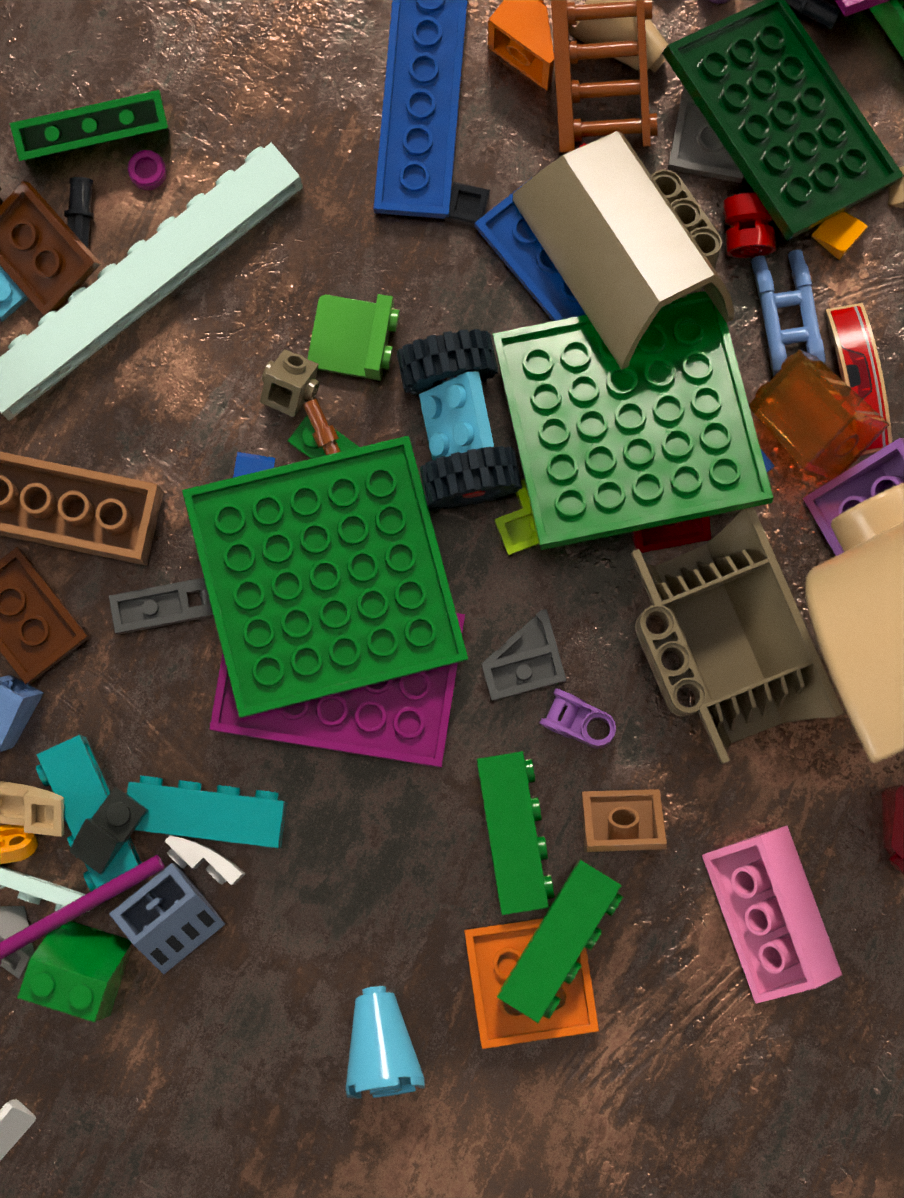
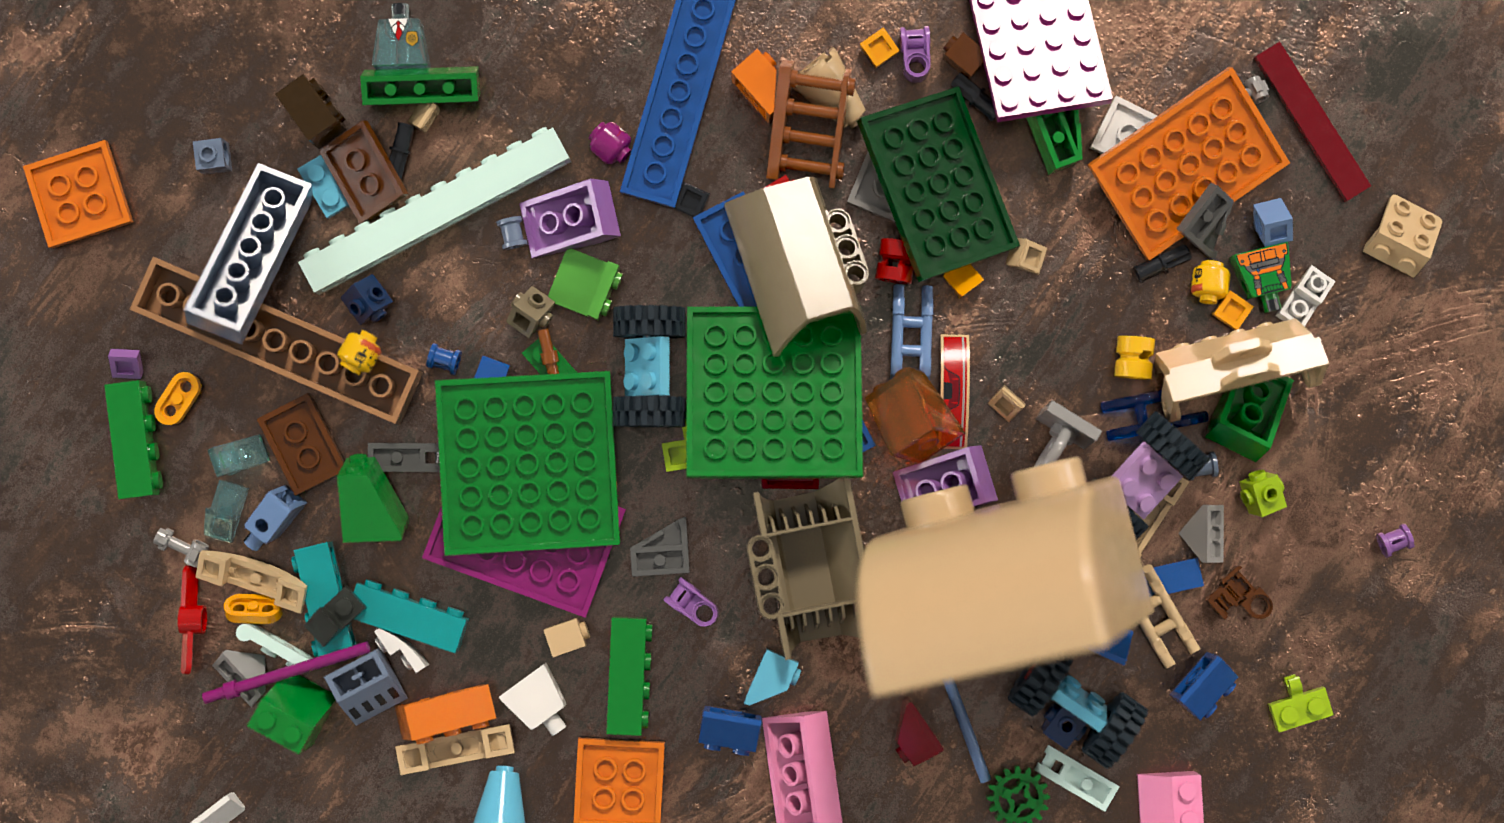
camera: 10 degrees right, 5 degrees up
(52, 77) = (400, 41): none -> clear light blue torso
(72, 410) = (367, 300): none -> dark blue brick
(75, 472) = (359, 352): none -> yellow head
(102, 164) = (424, 116): none -> tan slope
(124, 670) = (368, 502): none -> green slope
(147, 170) = (457, 125): magenta tile -> none
(187, 468) = (444, 359): none -> blue bush
(244, 289) = (512, 233): none -> sand blue bush
(280, 932) = (445, 714): none -> orange wedge
(302, 978) = (455, 749): none -> tan slope
(316, 255) = (570, 218): none -> medium lavender slope
(348, 151) = (610, 143): none -> magenta head
(399, 890) = (537, 700): none -> white torso
(421, 797) = (566, 636): none -> tan brick
(559, 941) = (643, 761): green brick -> none
(623, 821) = (709, 683): medium nougat slope -> none
(665, 877) = (730, 730): none -> blue slope
(704, 795) = (772, 677): none -> medium azure slope

